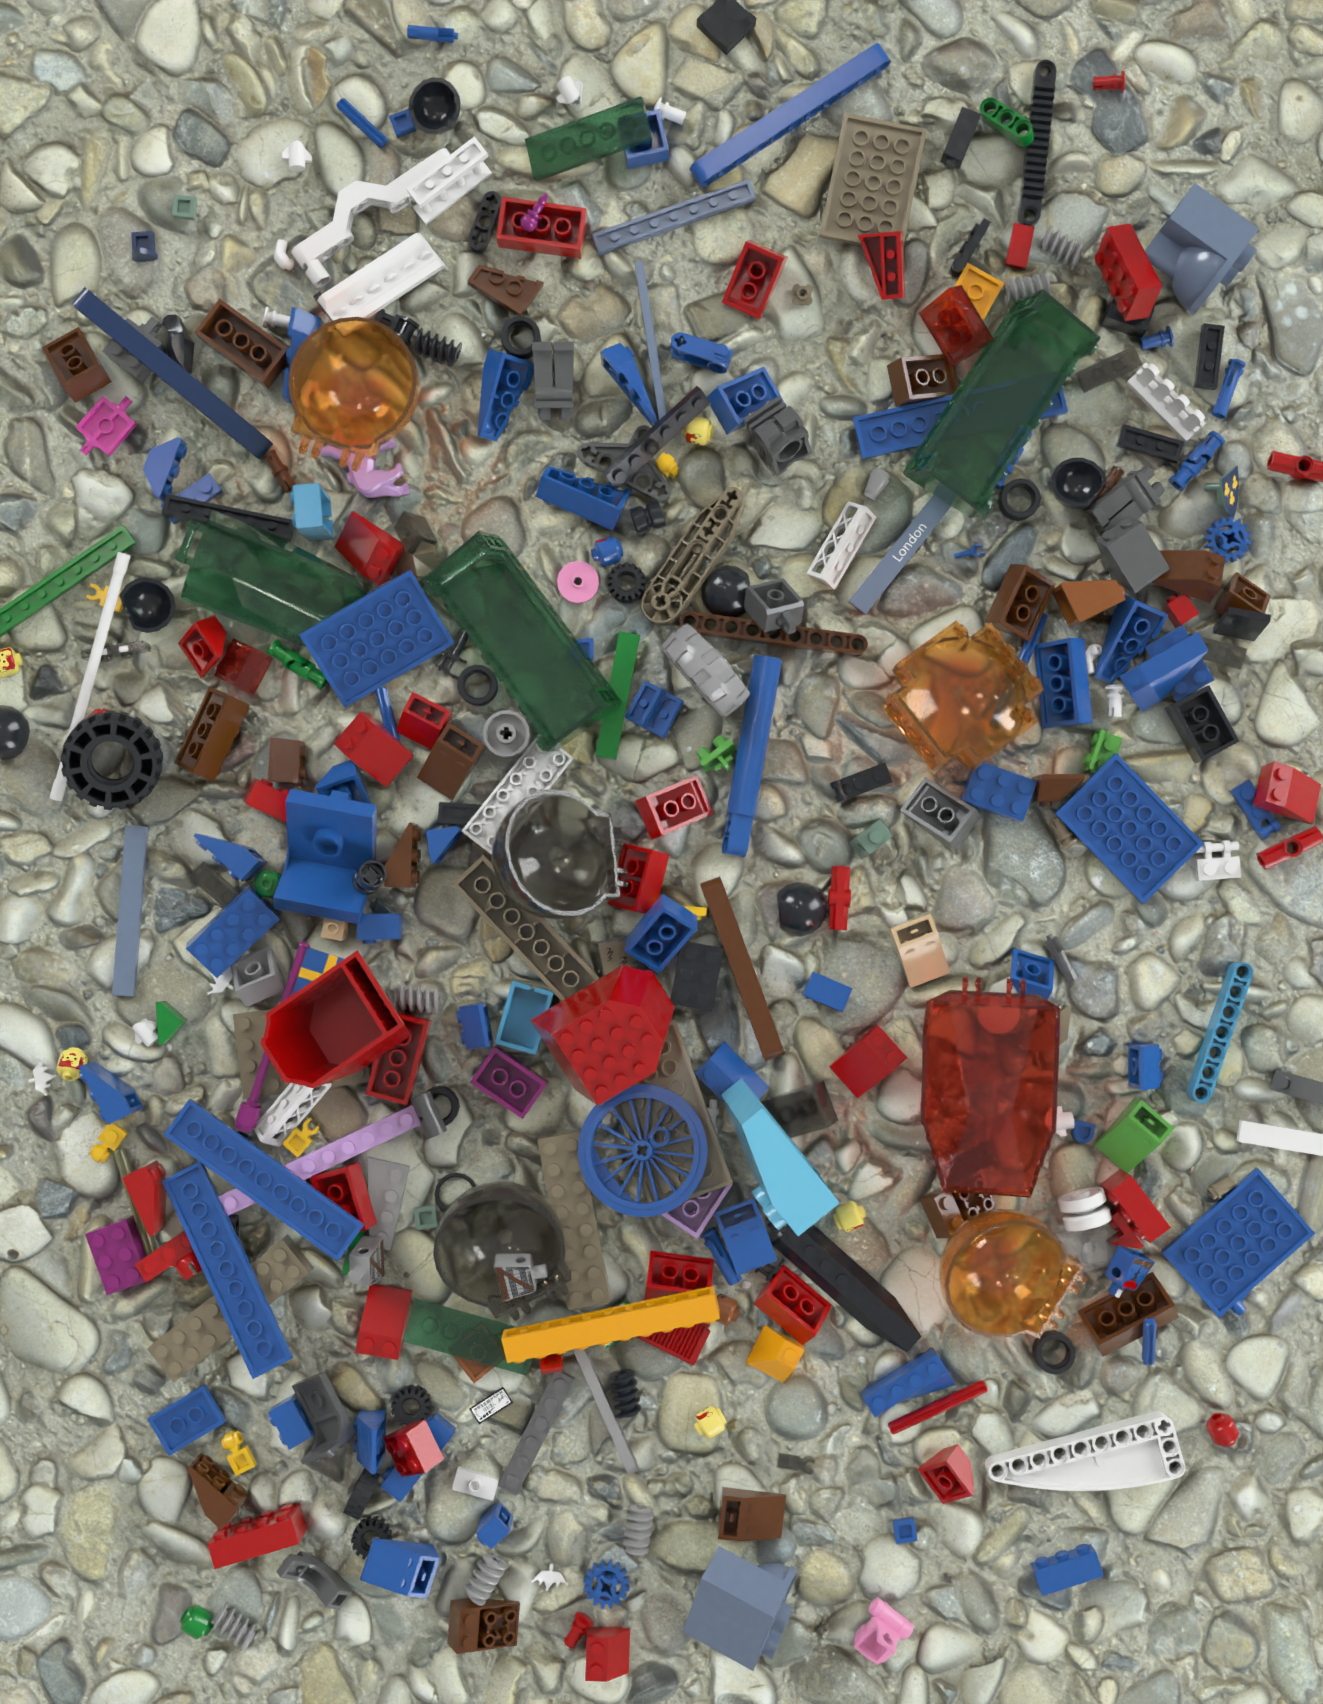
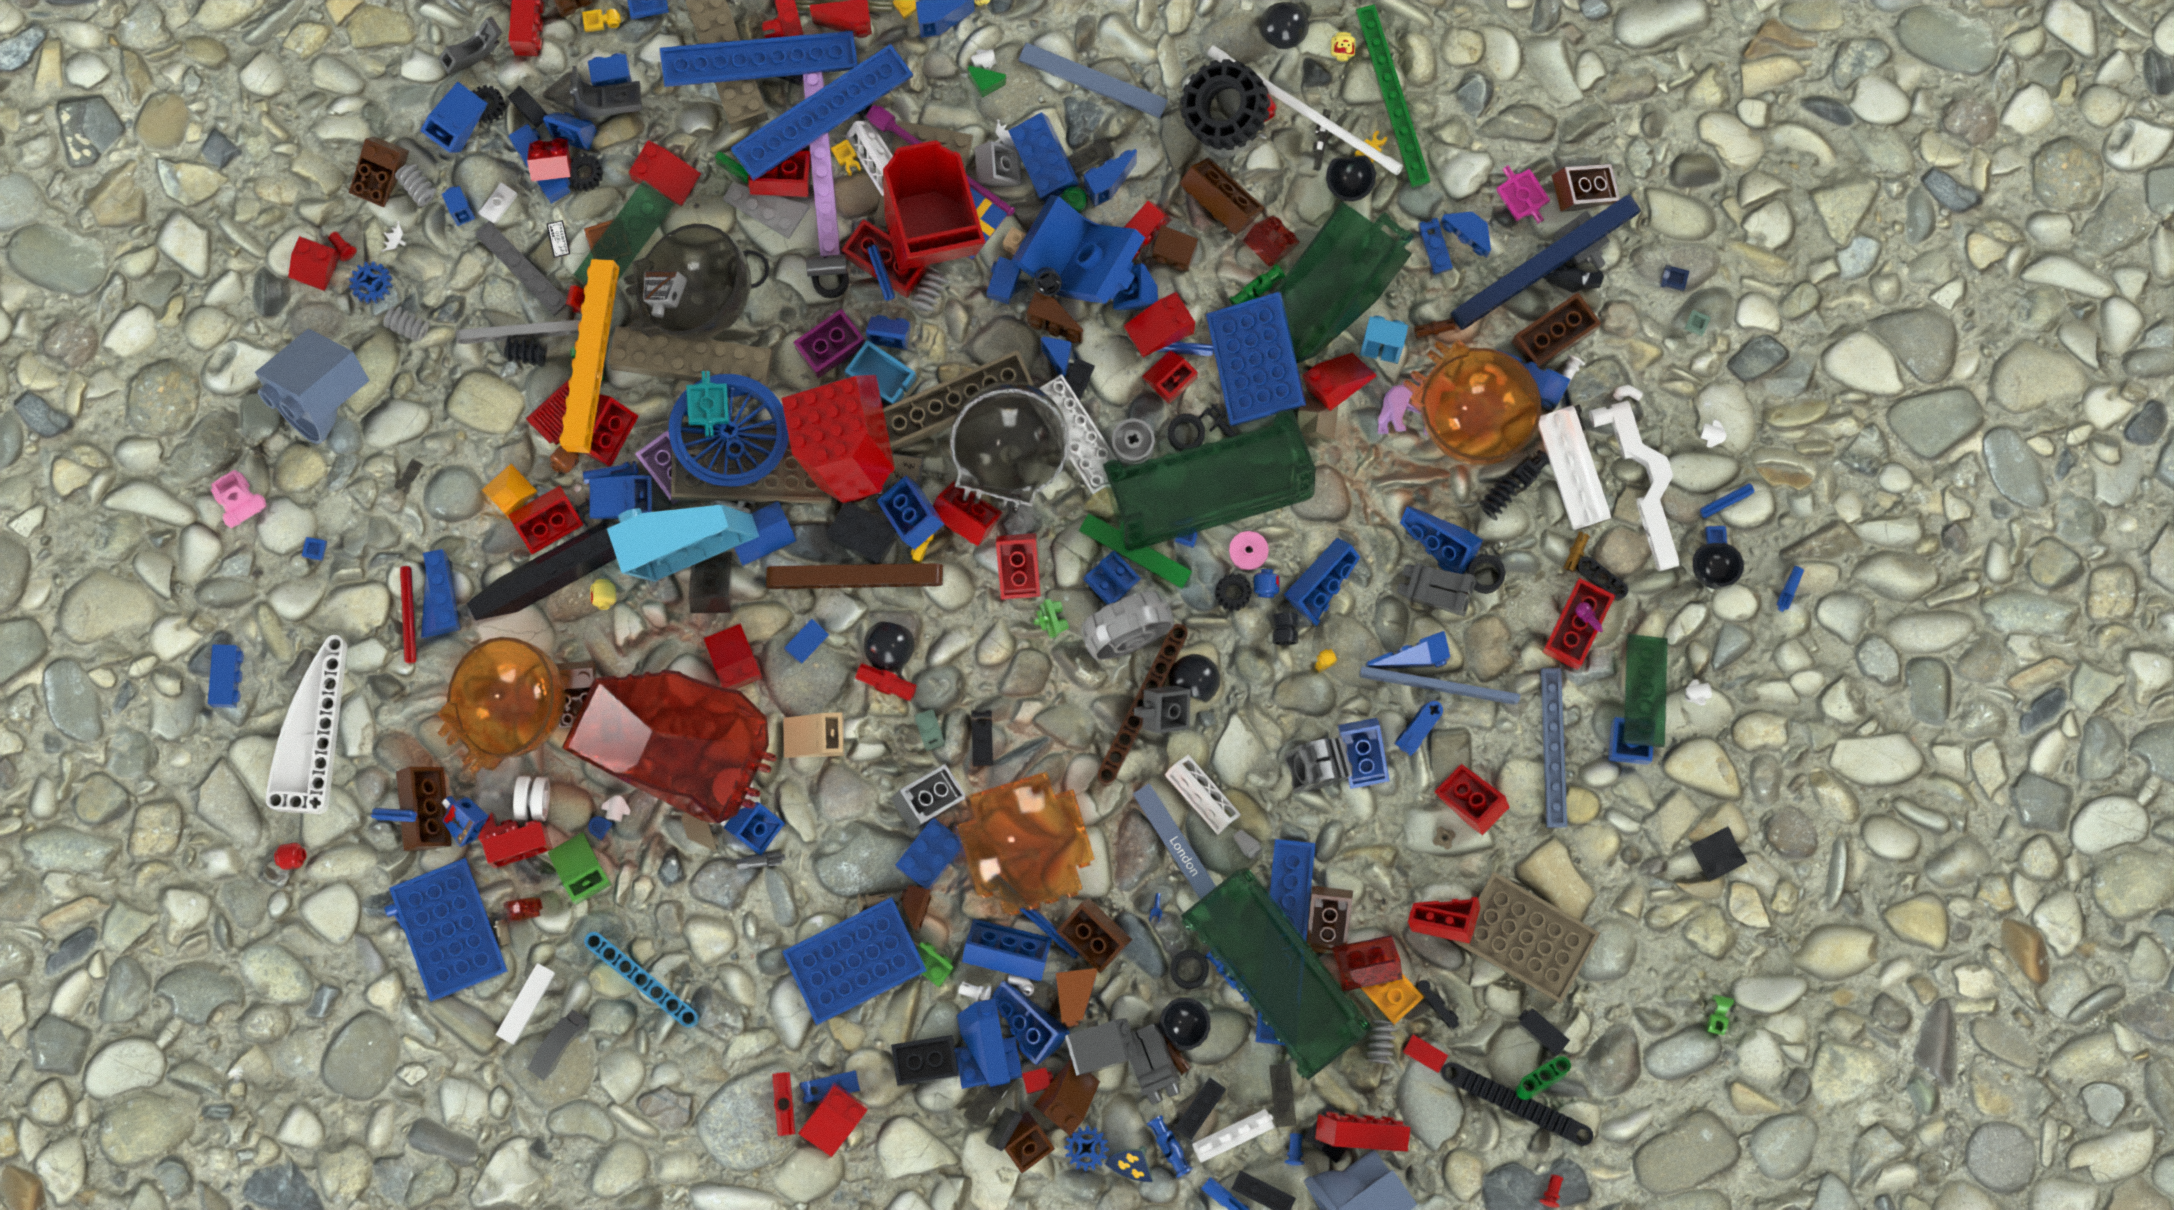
camera: 115 degrees right, 10 degrees down
(186, 508) = (1418, 246): black plate -> none
(204, 644) = (1301, 214): red slope -> none
(367, 1261) = (720, 174): light grey torso -> none
(412, 530) = (1340, 422): clear smoke panel -> none
(419, 1053) = (881, 273): none -> blue axle
(426, 1217) = (741, 236): sand green plate -> none
(449, 180) = (1643, 554): white fence -> none
(451, 761) = (1127, 388): reddish brown slope -> none
(467, 255) = (1576, 552): none -> pearl gold pin
(505, 289) = (1533, 576): reddish brown wing -> none
(615, 450) = (1348, 624): dark grey beam -> none
(625, 1182) = (707, 404): none -> teal plate
(656, 437) = (1353, 658): black plate -> none
(669, 112) = (1653, 771): white pin -> none
(699, 431) = (1349, 701): light yellow head -> none
(701, 546) = (1230, 652): dark tan beam -> none
(710, 1422) = (472, 414): light yellow head -> none
(750, 1515) = (380, 421): reddish brown slope -> none
(751, 754) = (1042, 648): blue piece -> none
(790, 115) = (1614, 884): beam -> none
(949, 1474) = (347, 603): red slope -> none
(1058, 1368) = (427, 742): black tyre -> none
(1061, 247) = (1409, 1089): light grey piece -> none
(1144, 1066) = (636, 900): blue slope -> none
(1194, 1176) = (523, 909): none -> clear red hips
(1218, 868) = (789, 1035): white plate -> none

